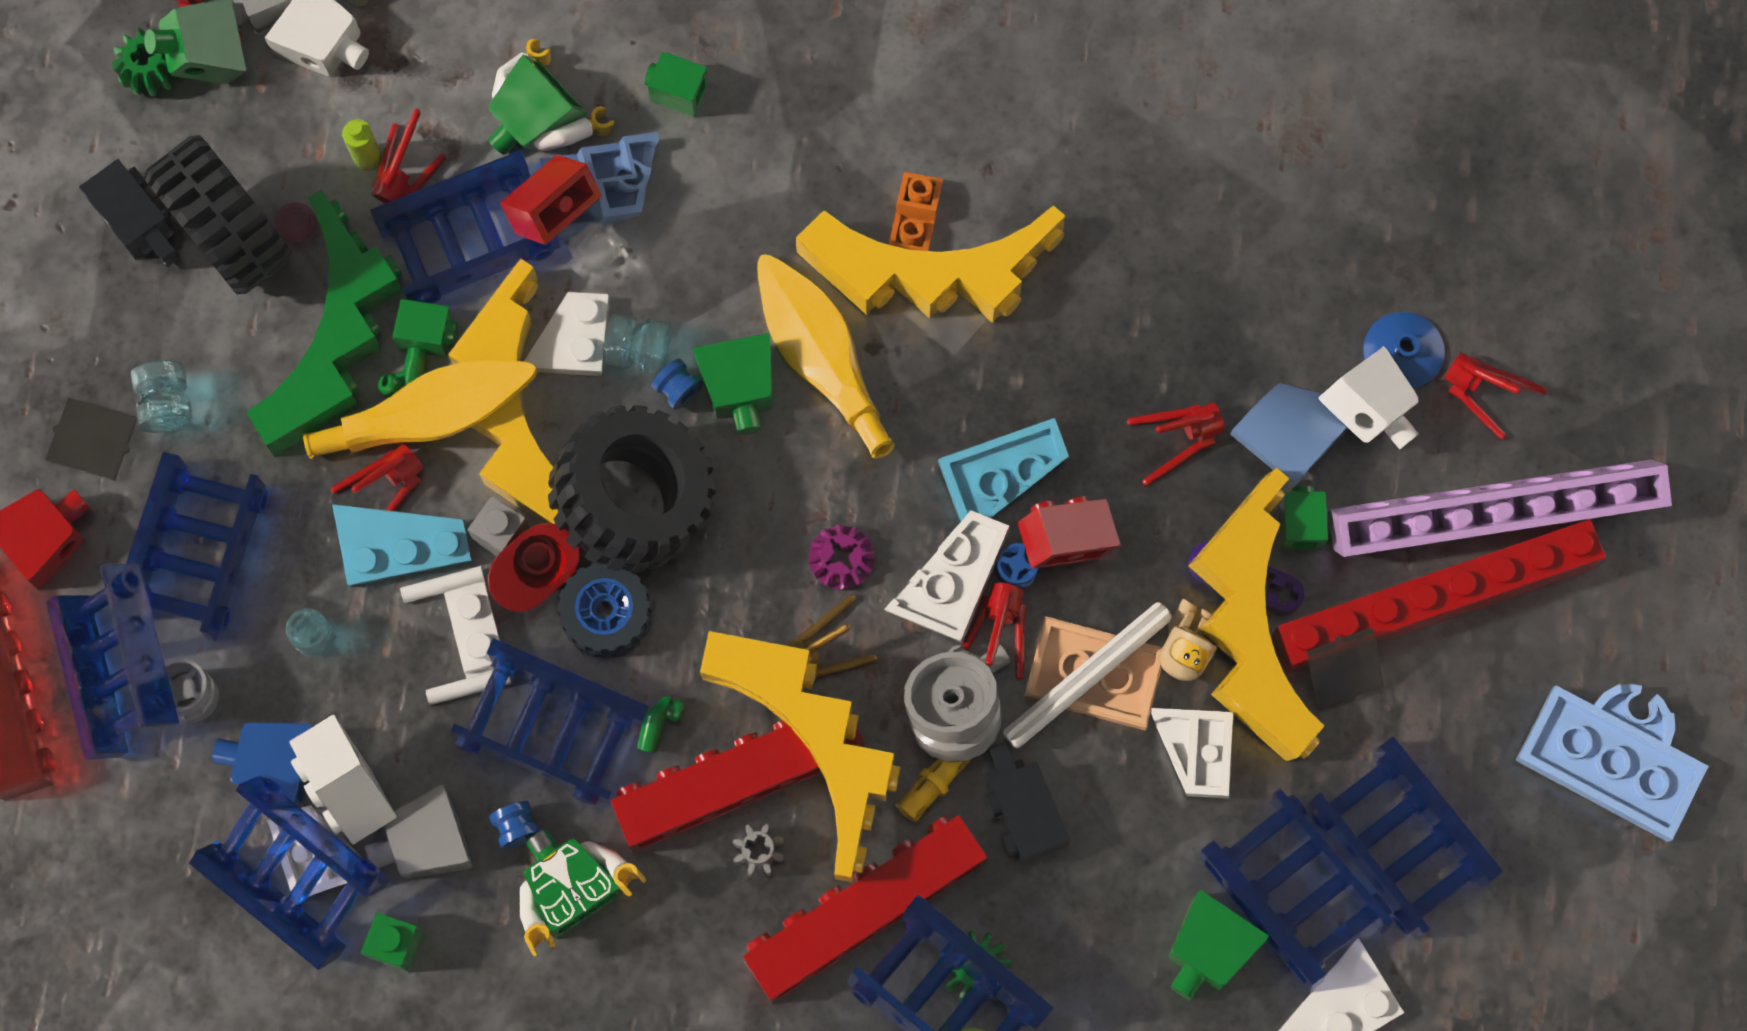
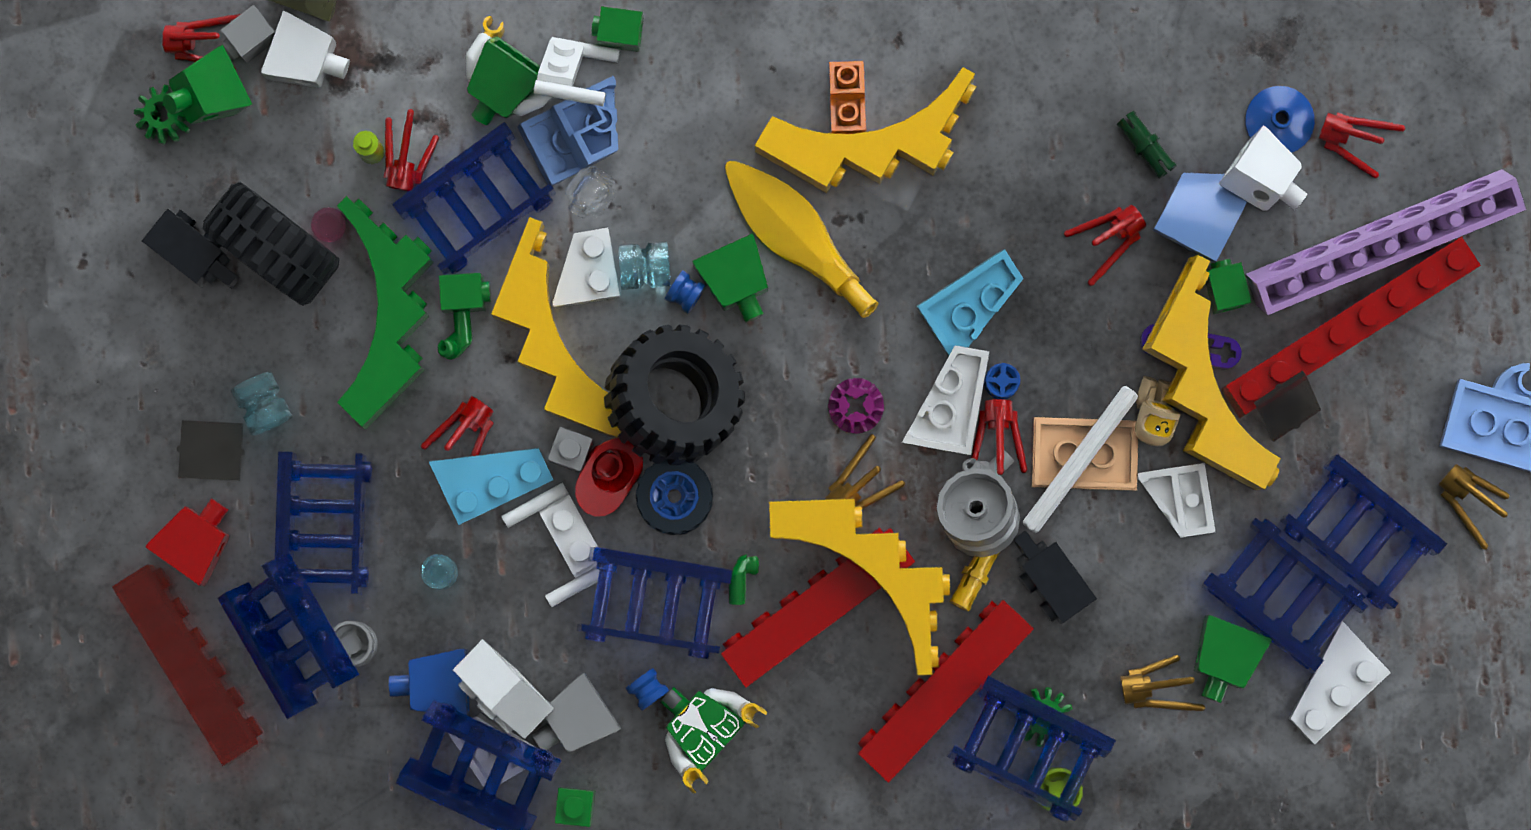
camera: 10 degrees left, 10 degrees up
(428, 407) = (488, 362): yellow animal -> none
(551, 199) = (543, 161): red brick -> none
(604, 99) = (561, 68): none -> white plate
(752, 839) = (841, 656): light grey gear -> none
(1068, 532) = (1038, 345): brick -> none
(1097, 958) = (1139, 688): none -> pearl gold plant
(1244, 341) = (1146, 144): none -> dark green pin
(1533, 807) = (1459, 483): none -> pearl gold plant

